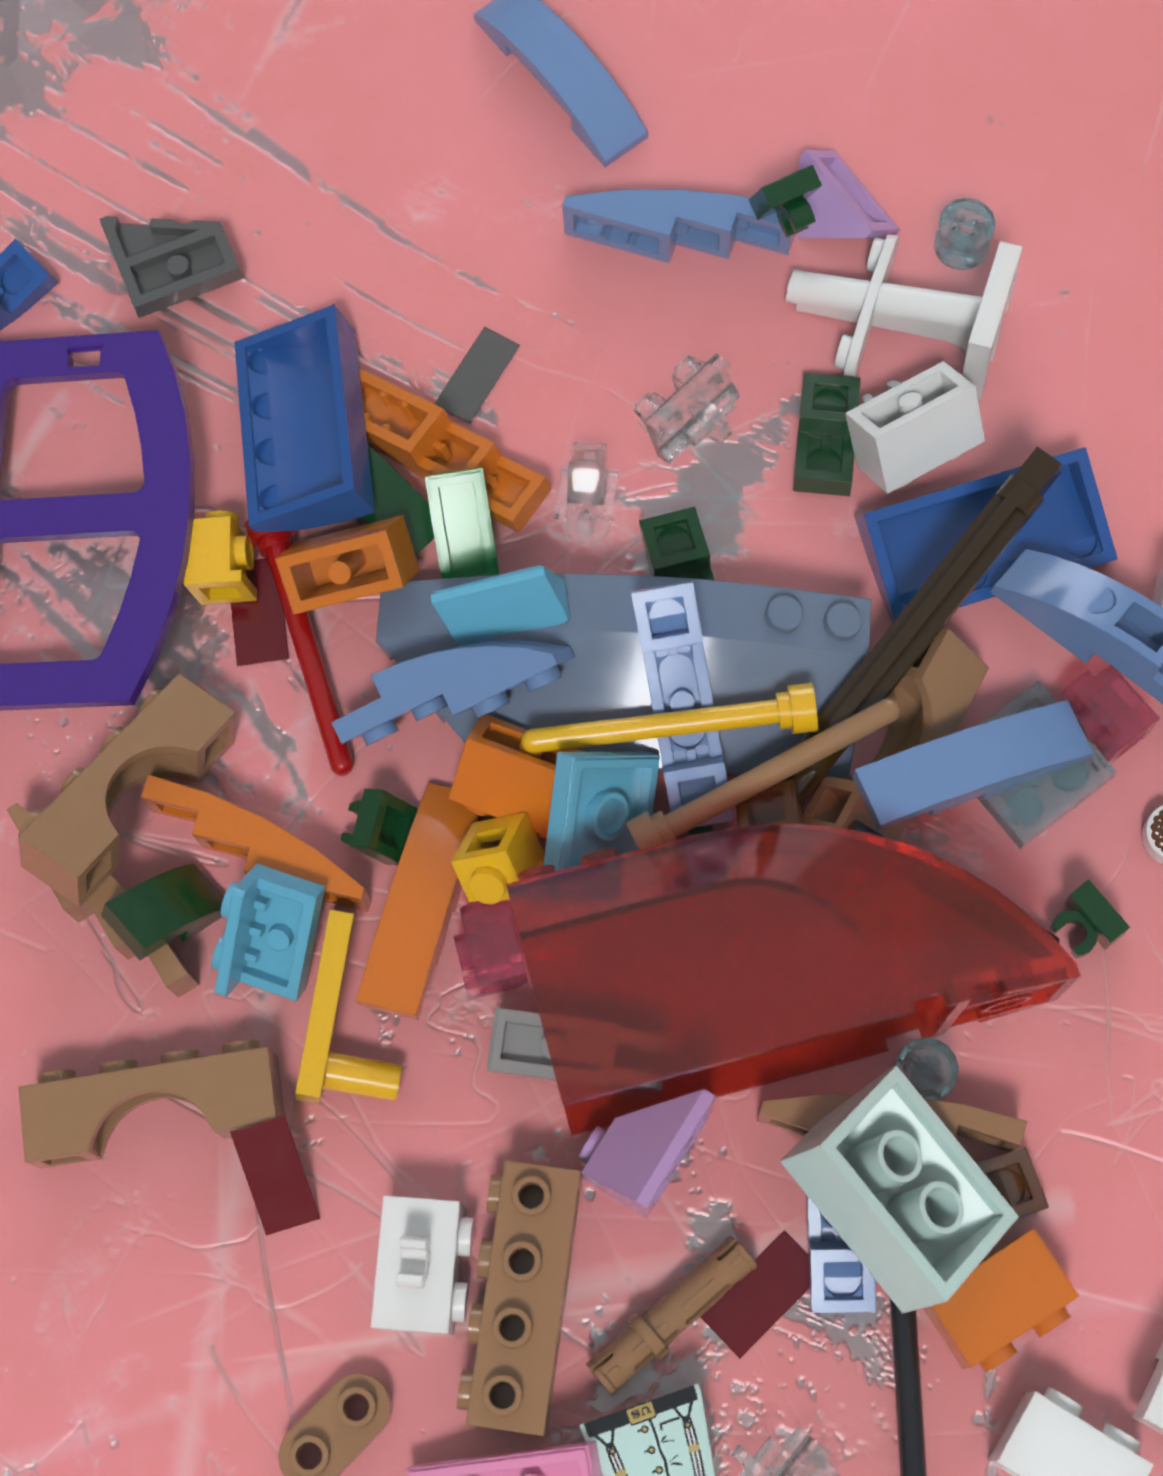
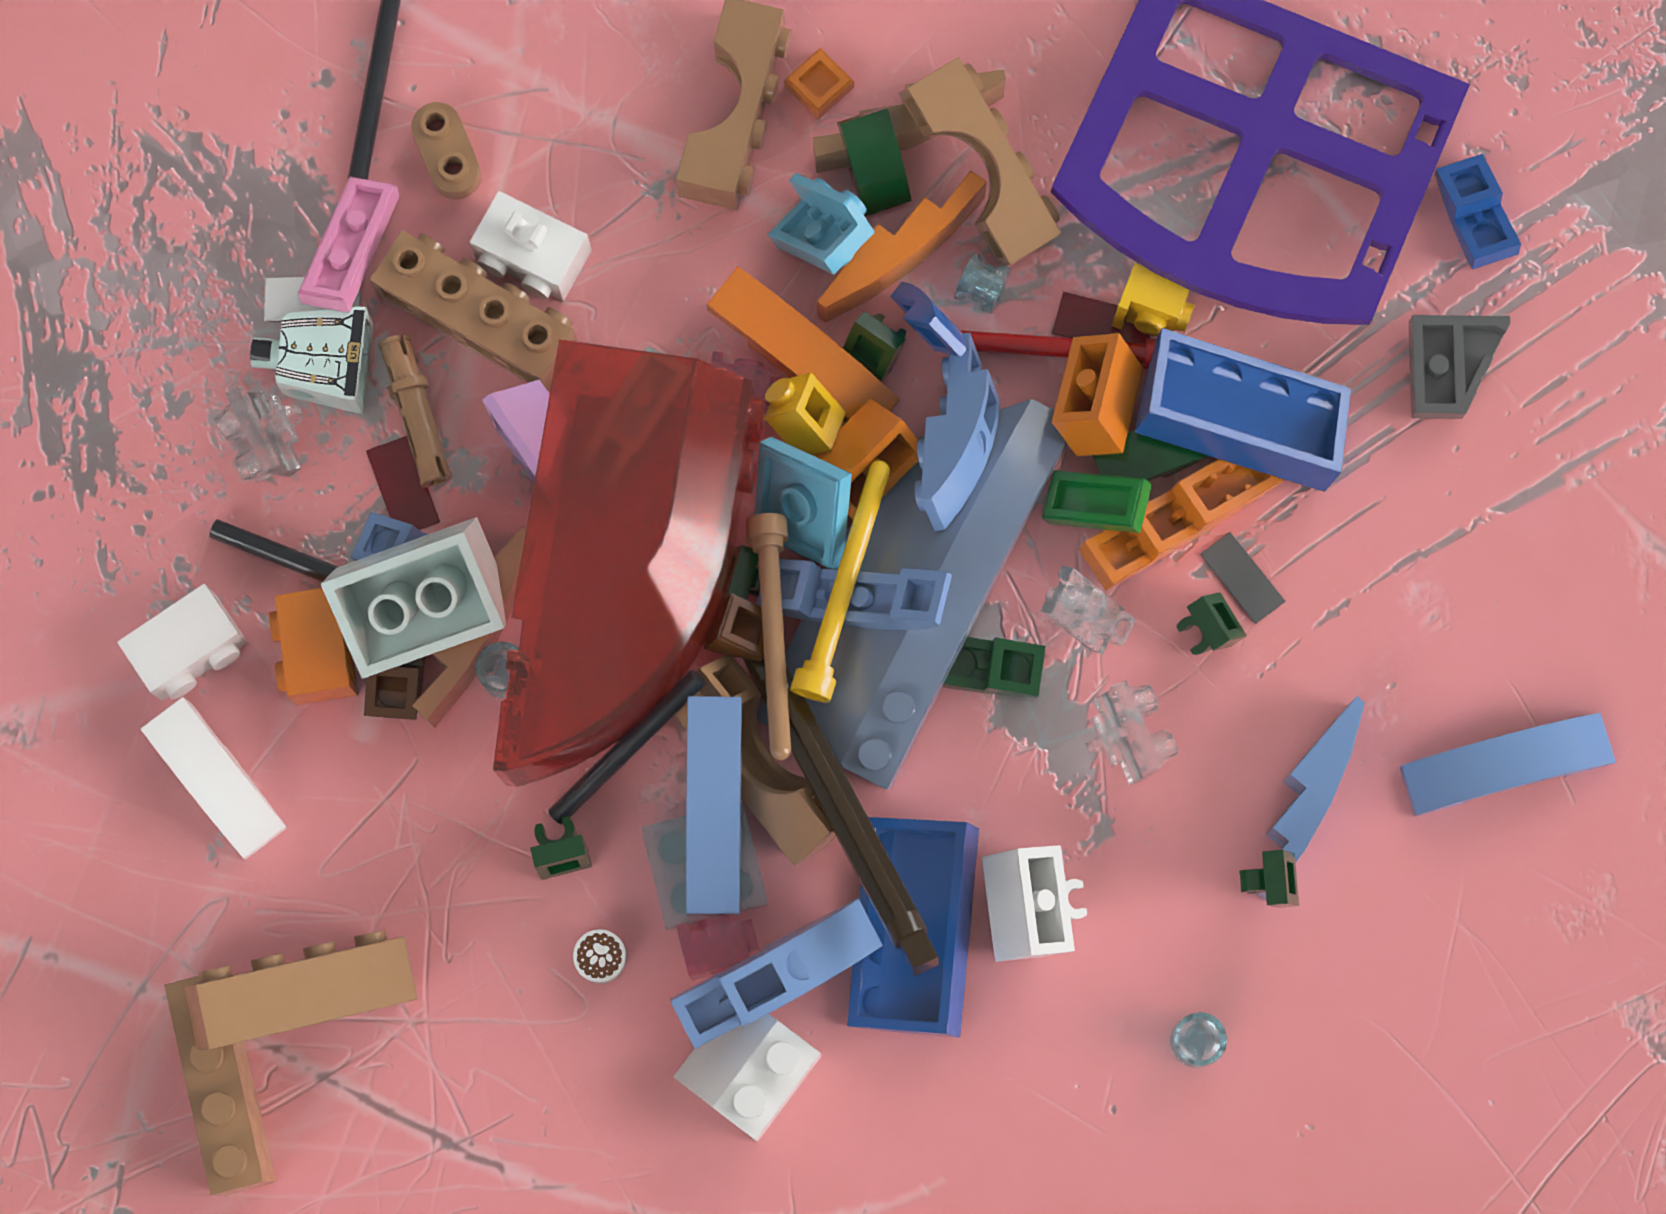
camera: 110 degrees right, 5 degrees up
(90, 1023) = (819, 83): none -> orange tile
(264, 742) = (982, 283): none -> clear light blue wheel
(275, 1175) = (642, 170): dark red sticker -> none
(333, 1070) = (709, 229): yellow piece -> none
(334, 768) = (929, 320): none -> blue slope
(503, 605) = (999, 491): medium azure slope -> none
(540, 371) = (1215, 621): none -> dark green tile
(823, 439) = (1084, 846): dark green slope -> none
(842, 203) = (1276, 948): lavender slope -> none
(954, 317) = (1161, 929): white piece -> none

